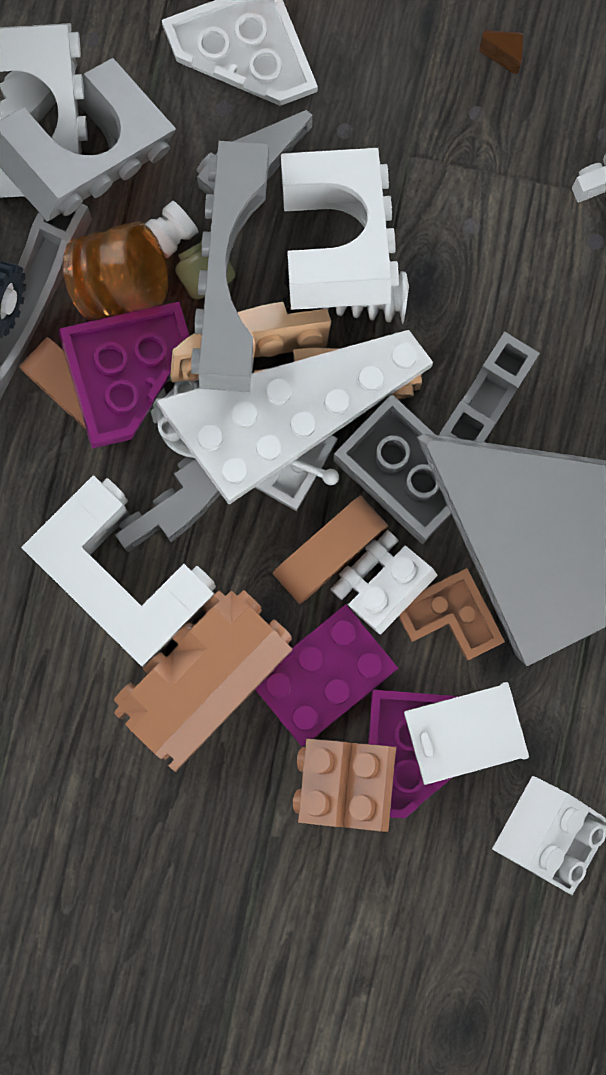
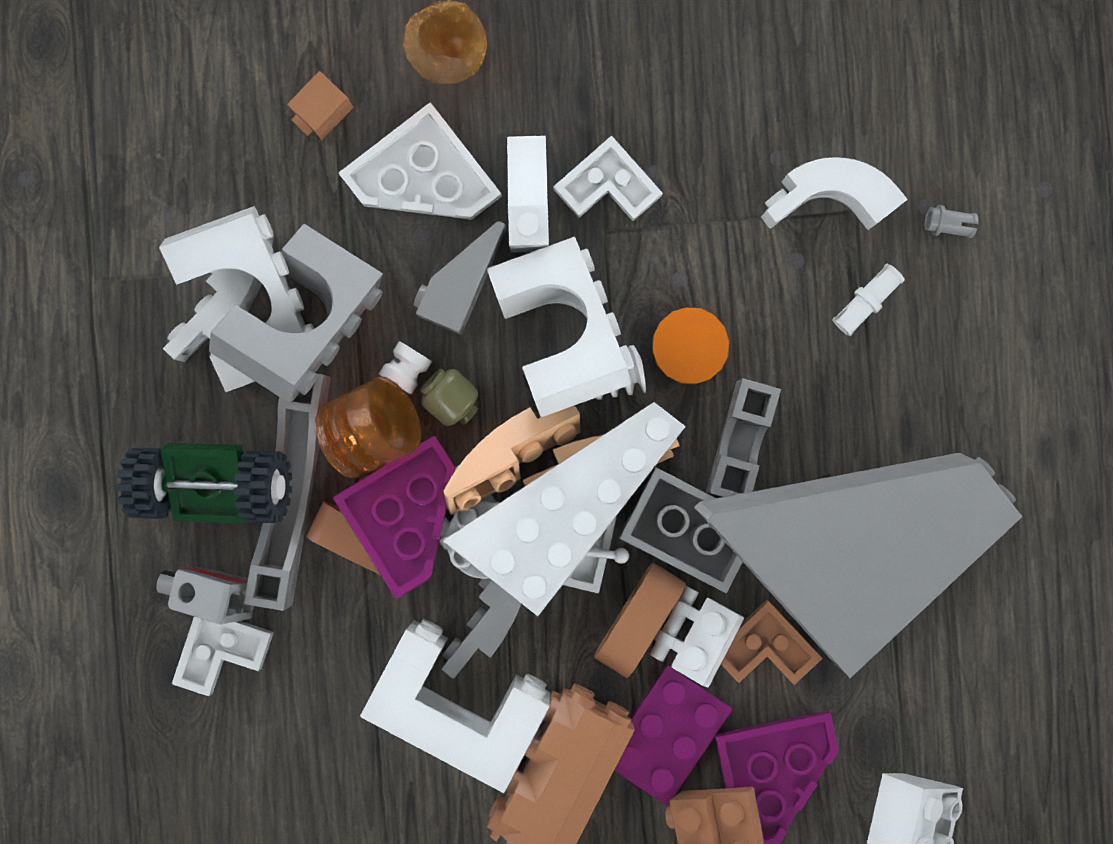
camera: 10 degrees left, 5 degrees up
(226, 343) = (459, 316): light grey arch -> none
(343, 95) = (527, 193): none -> white slope
(428, 97) = (611, 172): none -> white plate
(462, 293) = (690, 345): none -> orange tile
(466, 733) = (812, 753): white container -> none
(503, 48) = (663, 106): reddish brown slope -> none

